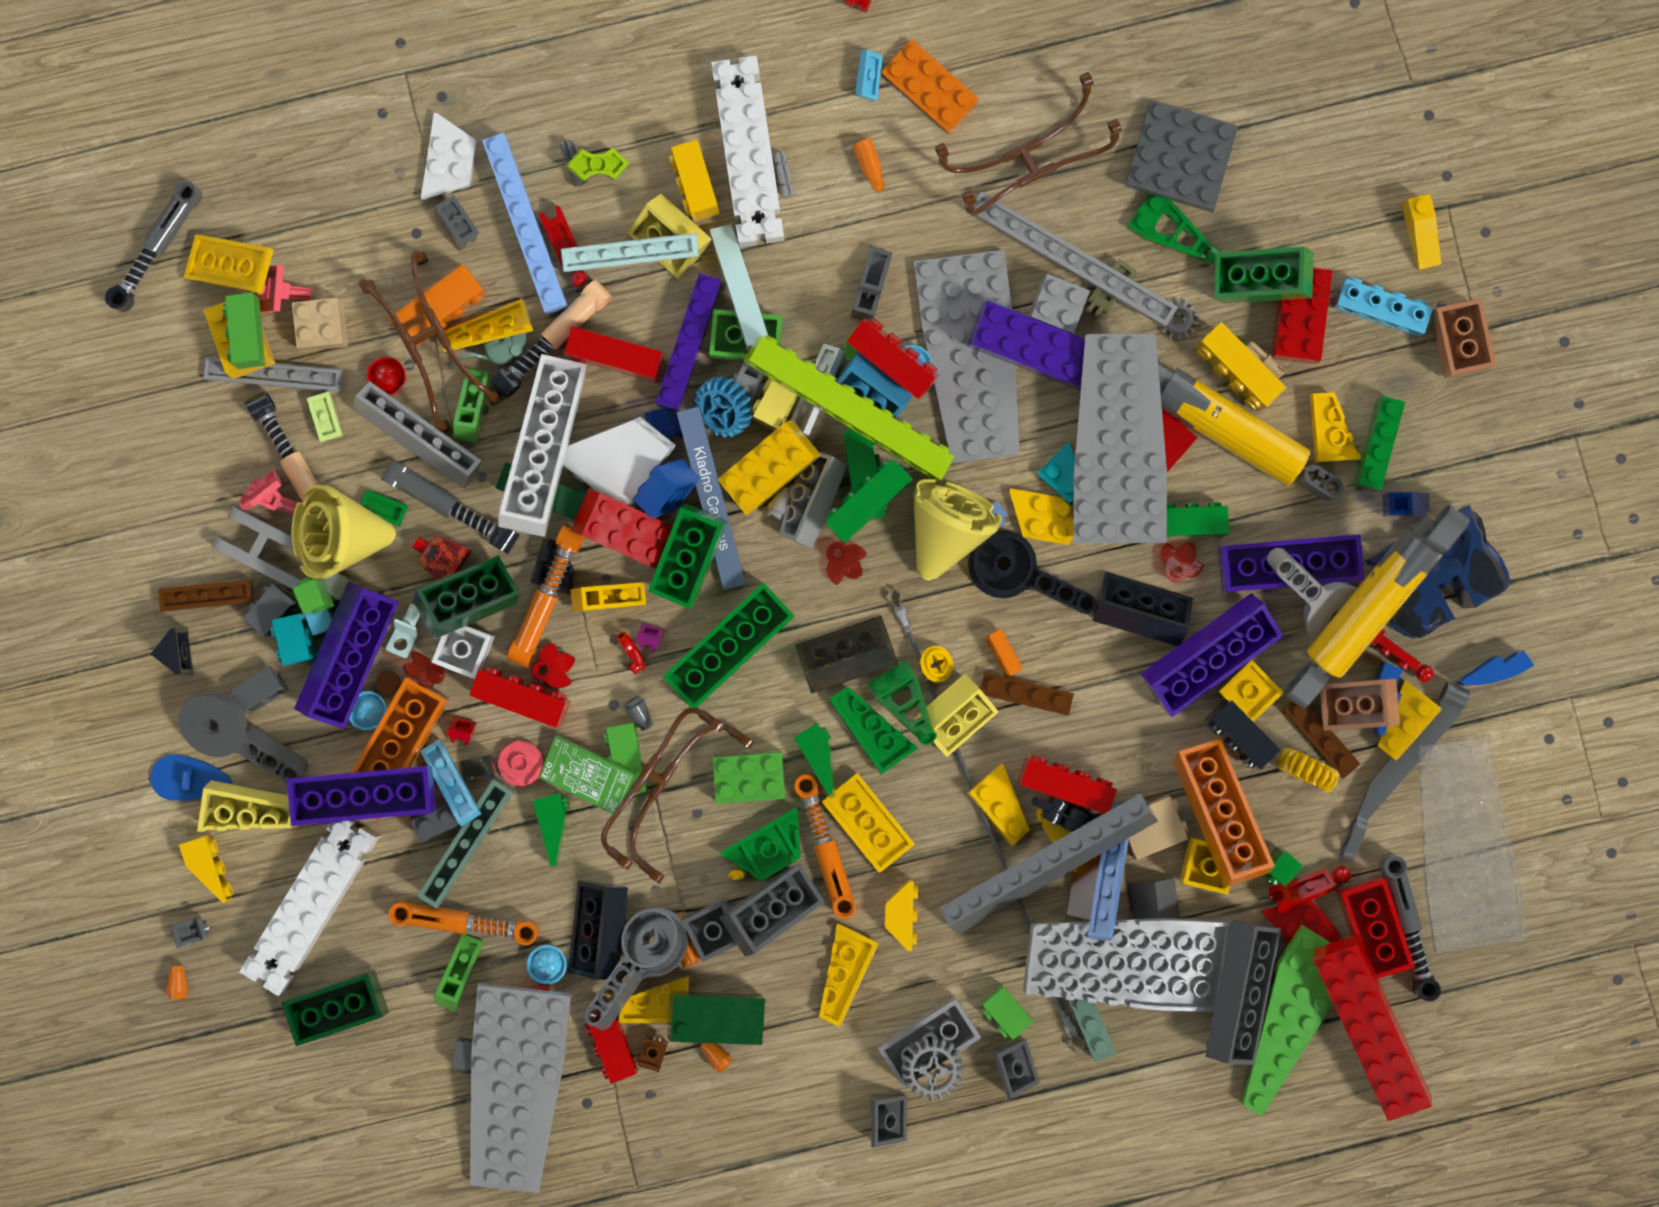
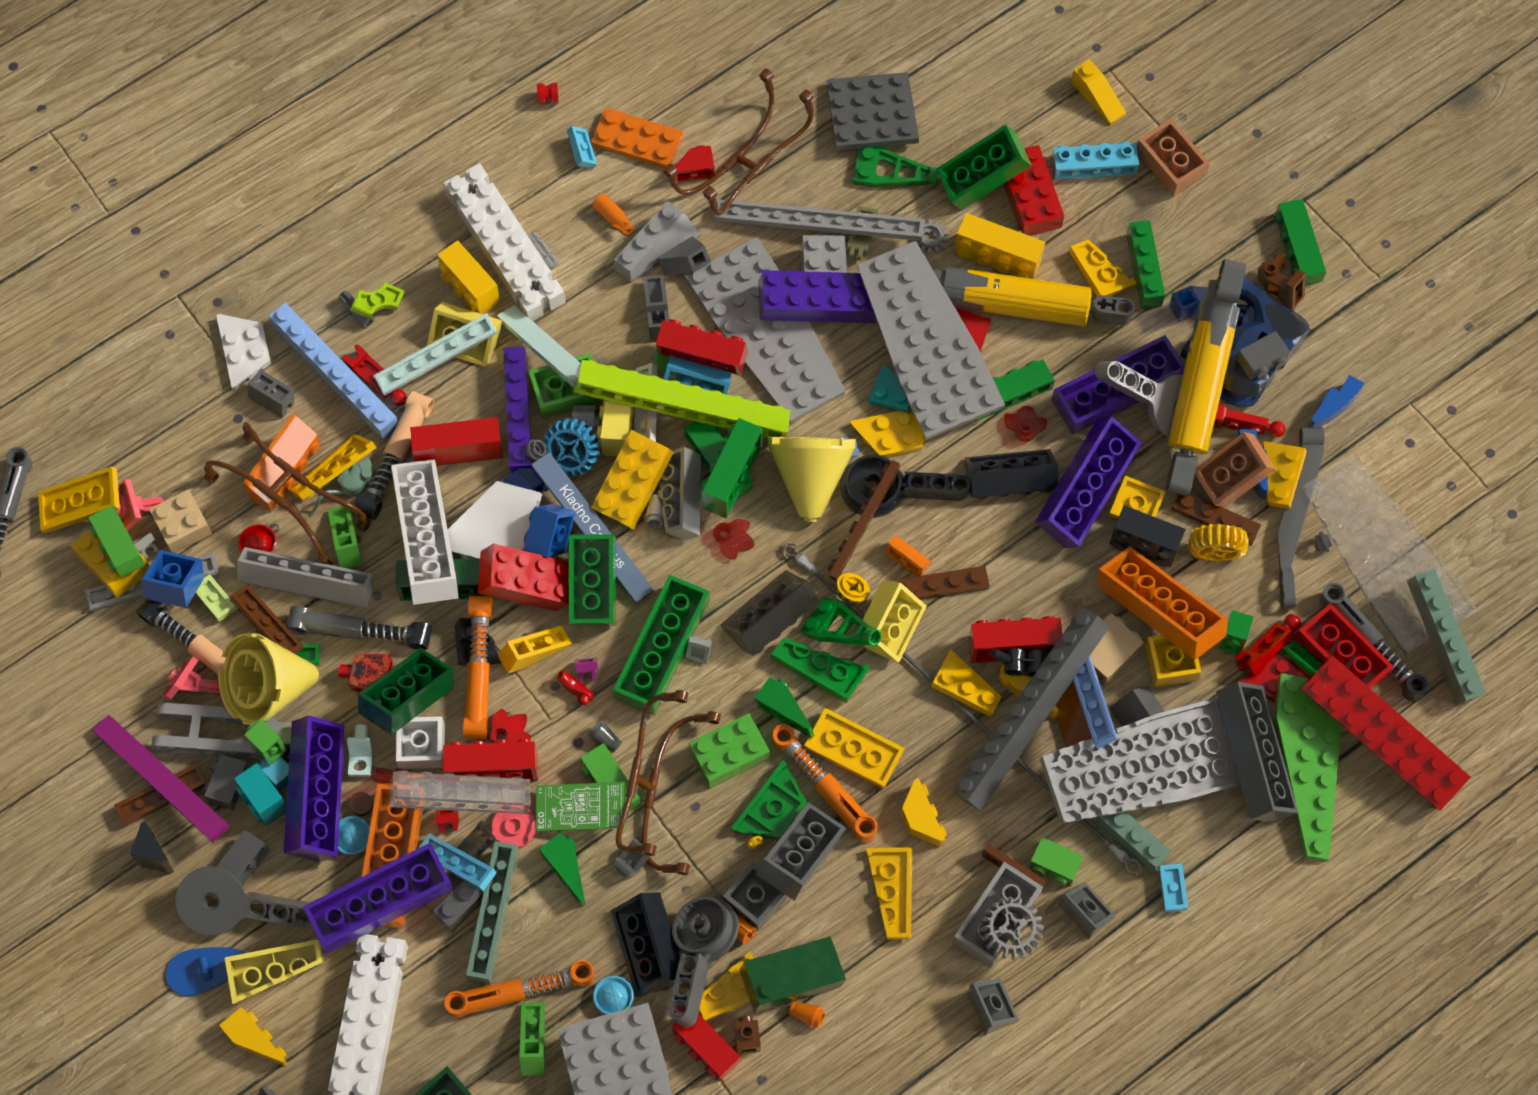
camera: 25 degrees left, 20 degrees down
(209, 582) = (160, 778): none -> magenta tile
(275, 331) = (143, 542): none -> light grey tile
(288, 388) = (173, 578): none -> blue brick
(363, 465) = (264, 619): none -> reddish brown tile
(478, 719) = (459, 792): none -> clear brick
(619, 839) = (630, 864): none -> dark grey bracket
(687, 397) = (535, 449): none -> dark grey plate
(763, 664) = (698, 649): none -> light grey tile
(904, 212) = (659, 235): none -> light grey wedge
(921, 244) = (685, 258): none -> dark grey slope
(964, 1001) = (998, 858): none -> reddish brown tile
(967, 608) = (858, 528): none -> reddish brown plate
(975, 143) = (696, 164): none -> red slope
(1104, 1082) = (1173, 888): none -> medium azure plate
(1334, 917) = (1301, 658): none -> green tile
(1411, 807) = (1323, 542): none -> dark grey plate
(1443, 606) = (1263, 355): none -> dark grey brick
(1480, 956) = (1446, 636): none -> sand green brick
(1498, 518) = (1286, 288): none -> reddish brown tile
(1547, 484) = (1300, 240): none -> green brick

